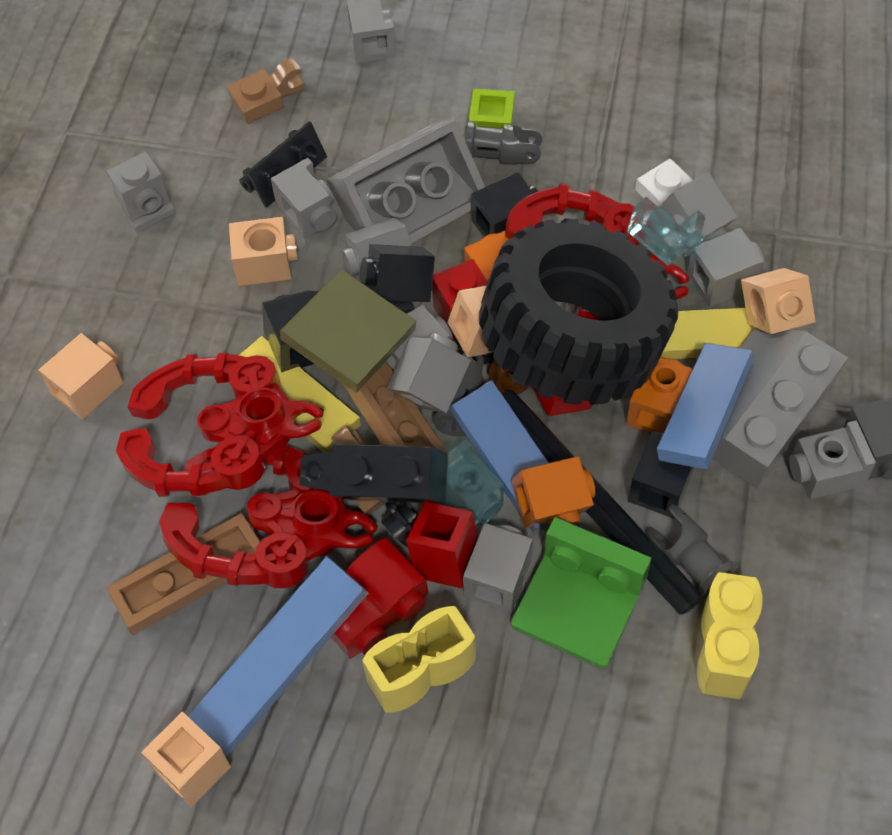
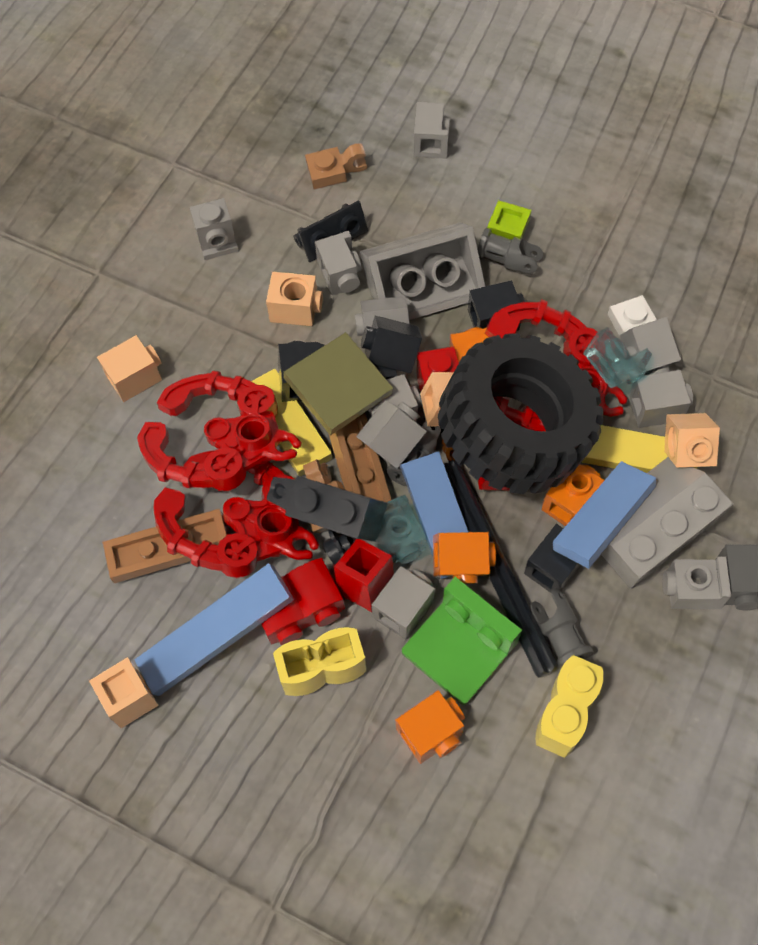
camera: 15 degrees right, 5 degrees up
(574, 702) = (432, 727): none -> orange brick

